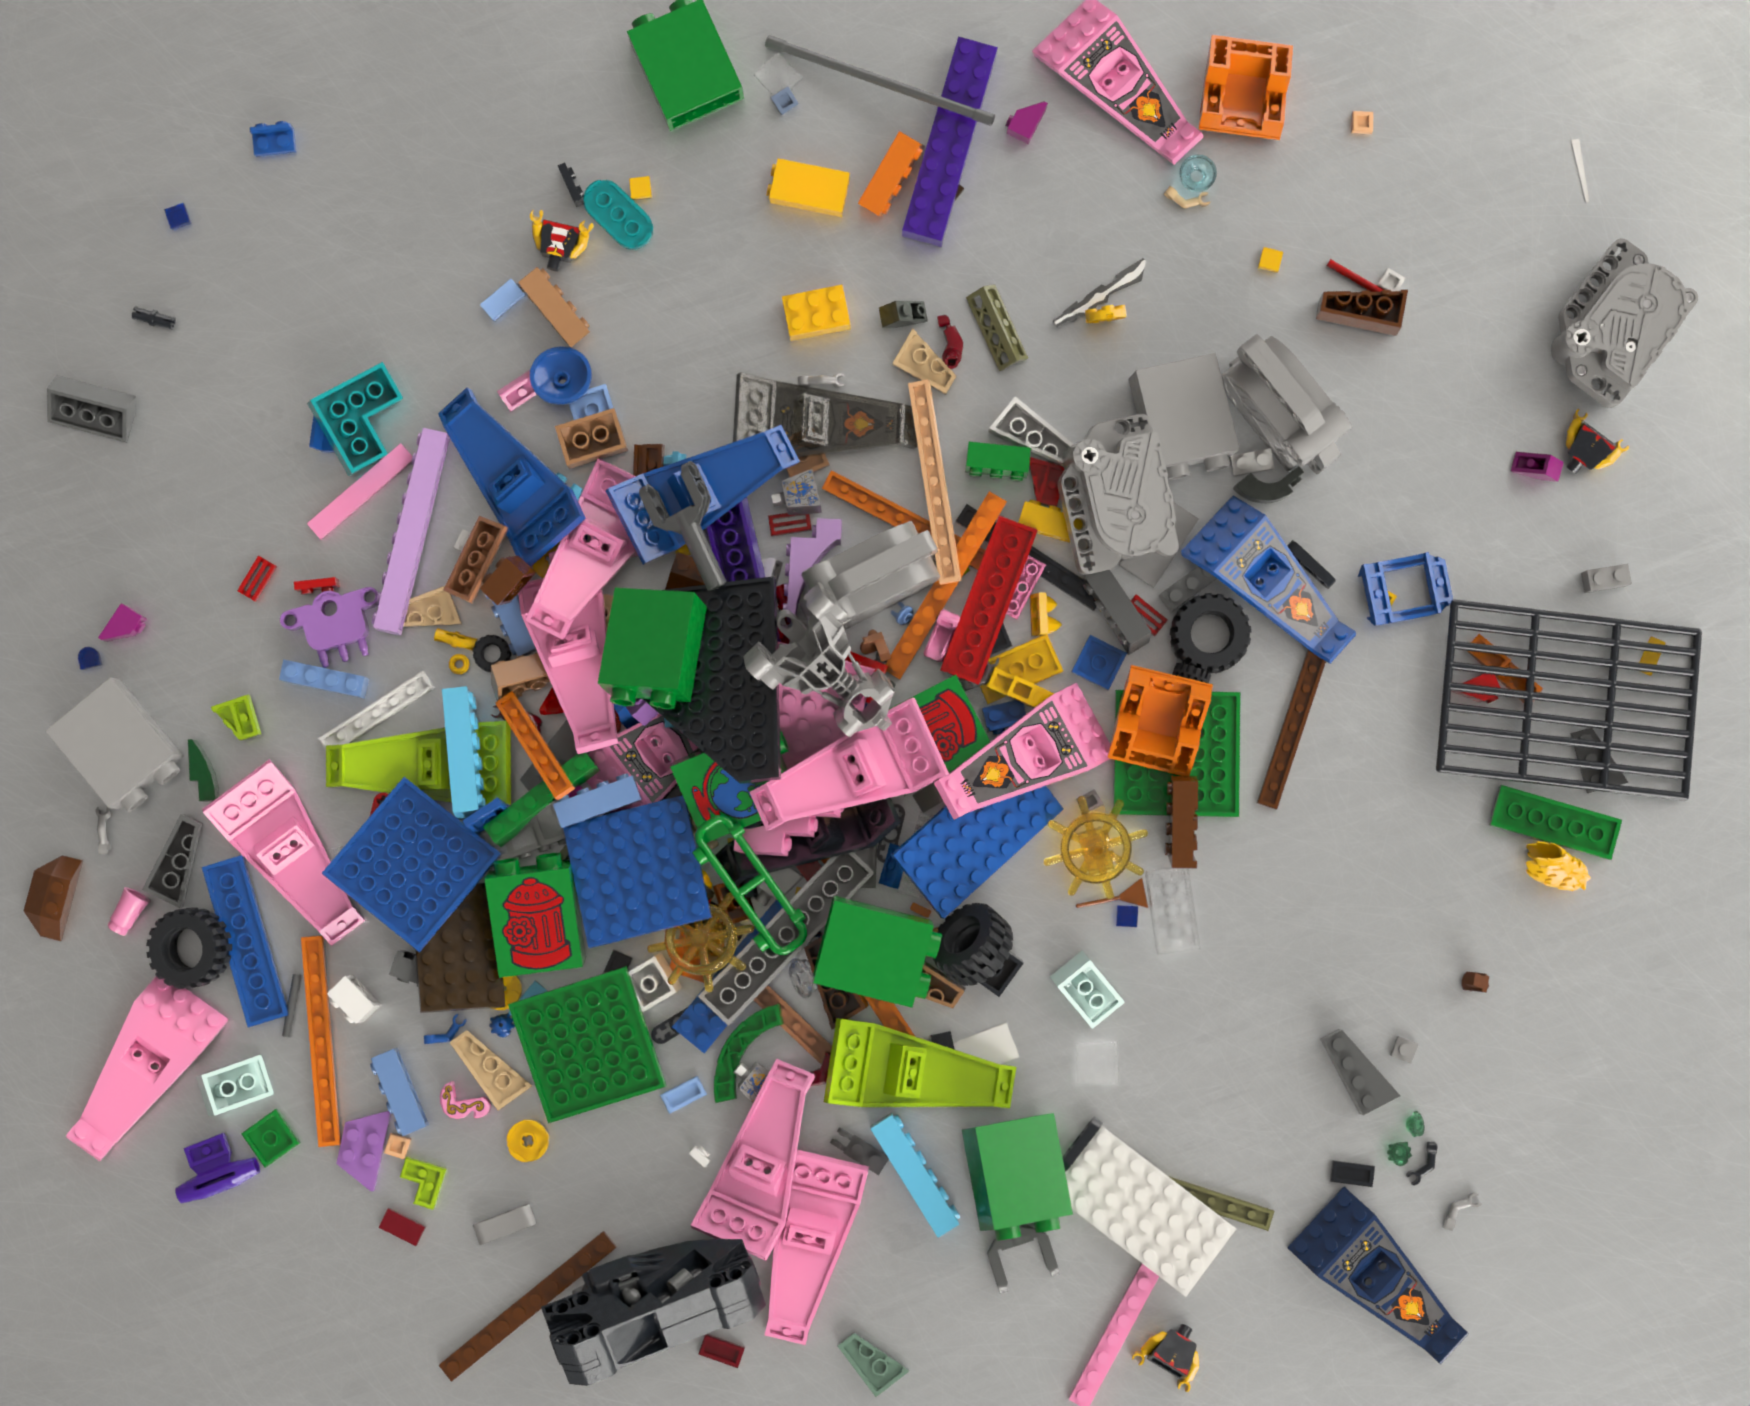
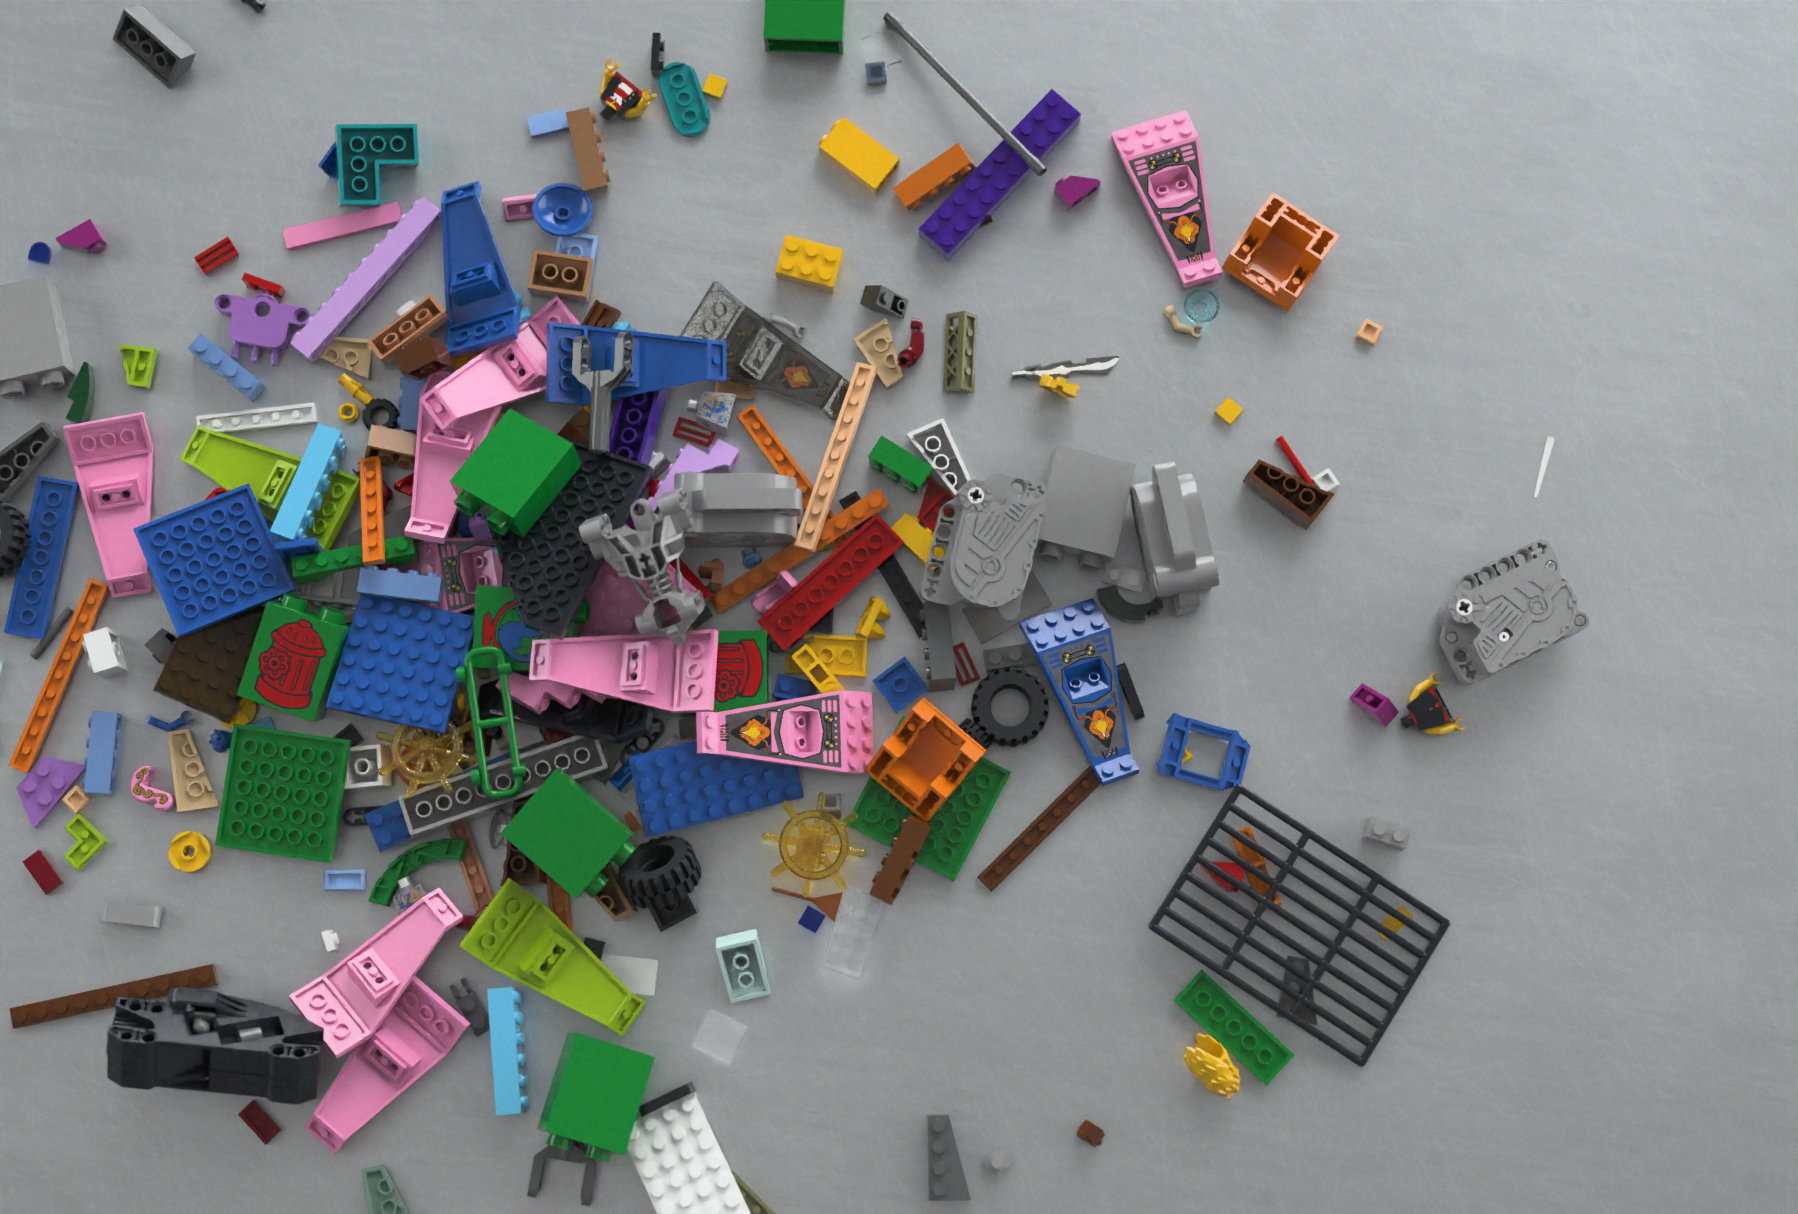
camera: 25 degrees right, 5 degrees down
(1029, 576) = (878, 579): bright pink tile -> none

